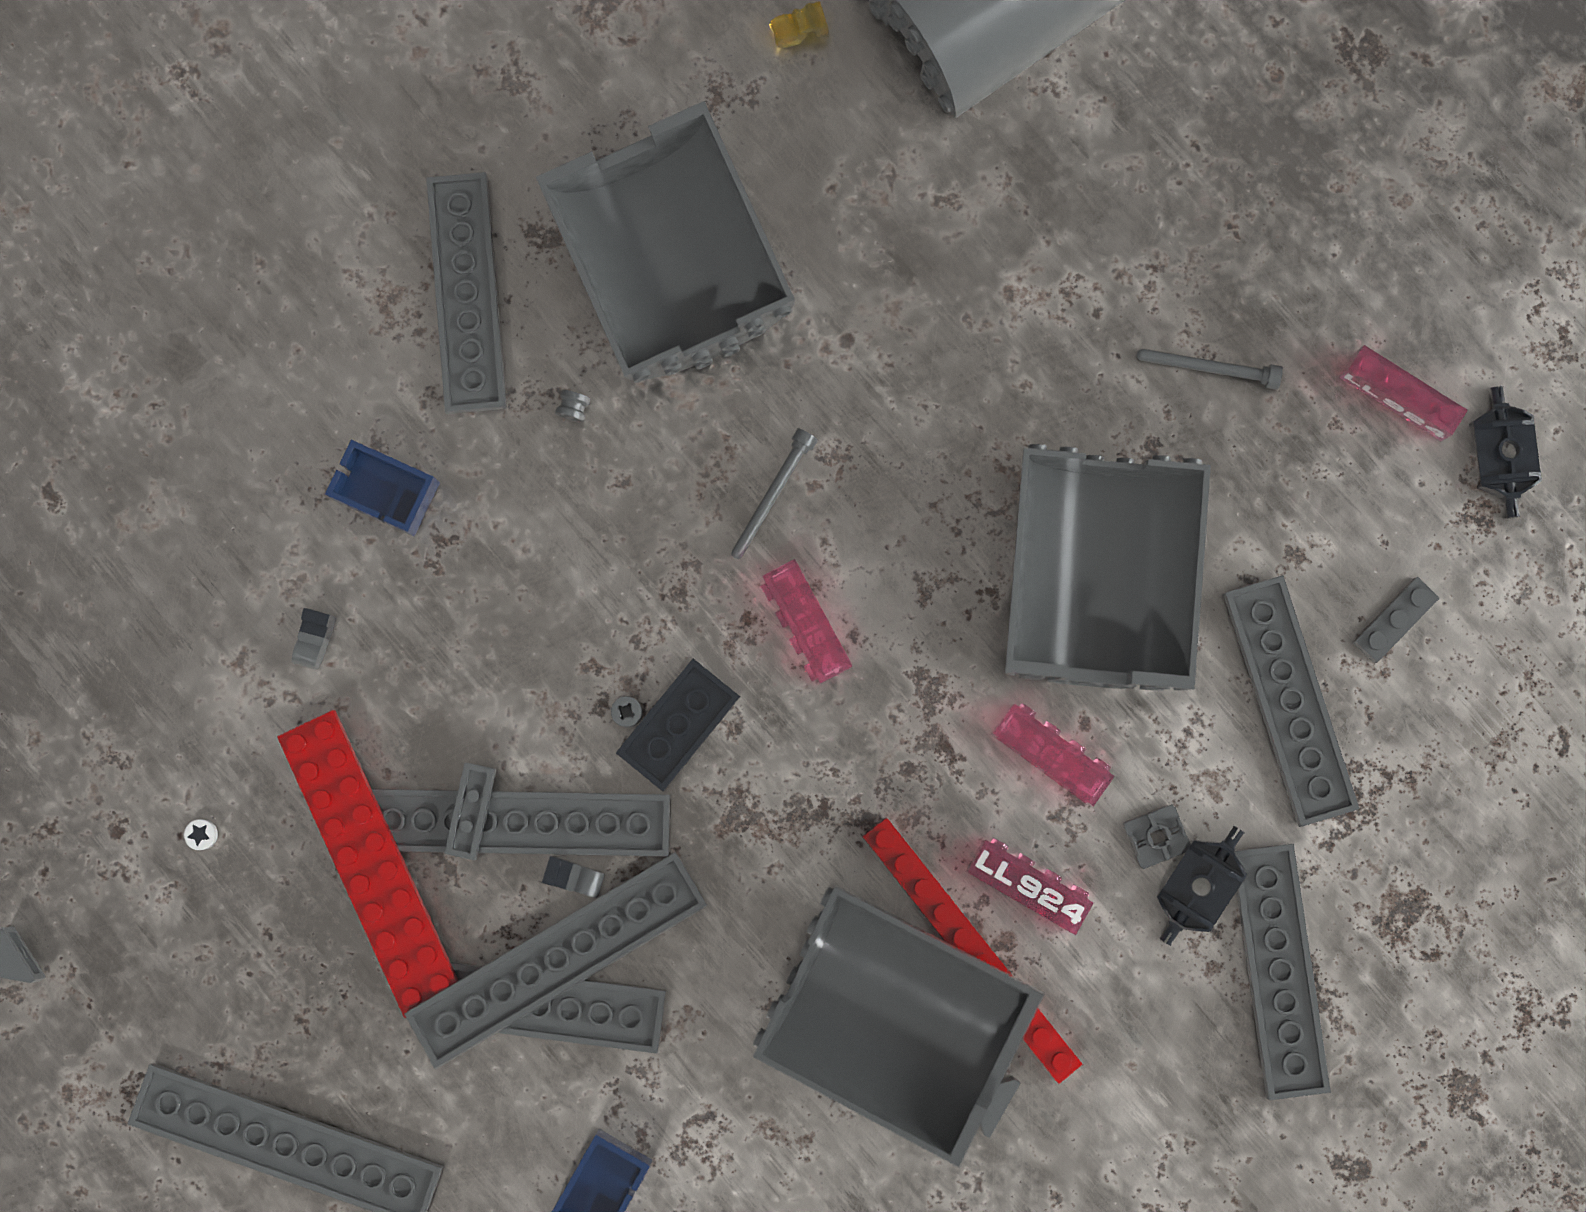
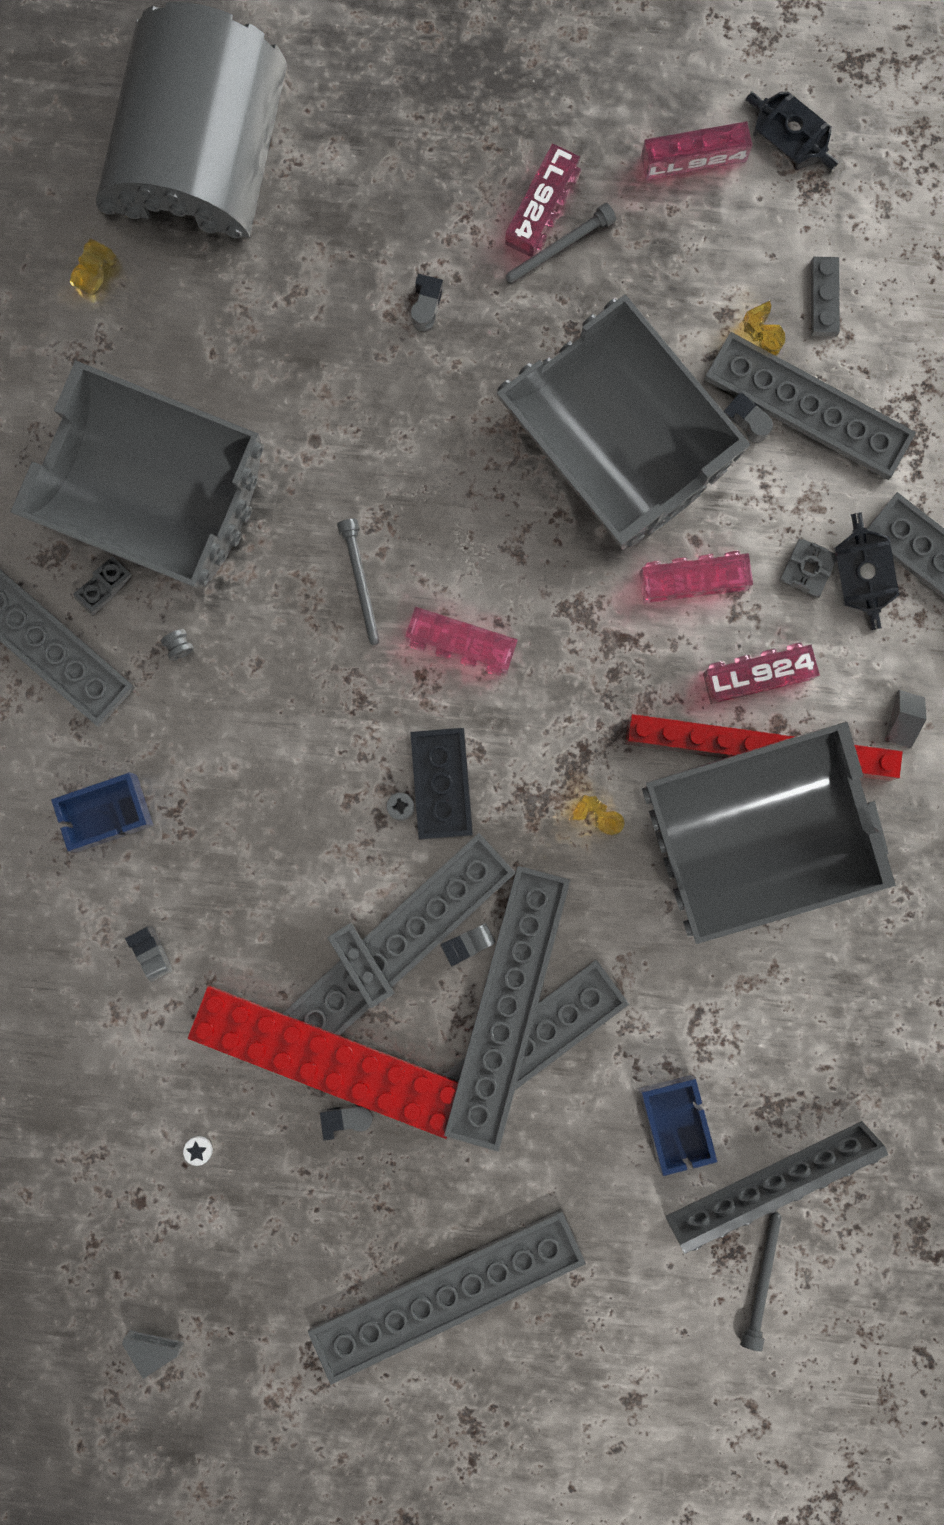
camera: 45 degrees left, 0 degrees up
(340, 922) = (344, 1118): none -> leg
(558, 300) = (102, 586): none -> dark grey slope
(782, 887) = (605, 822): none -> clear yellow leg
(1043, 317) = (425, 310): none -> leg
(1116, 1041) = (906, 719): none -> dark grey slope
(1229, 662) = (749, 418): none -> leg
(1230, 315) = (542, 201): none -> clear pink brick
(1314, 612) = (769, 336): none -> clear yellow leg

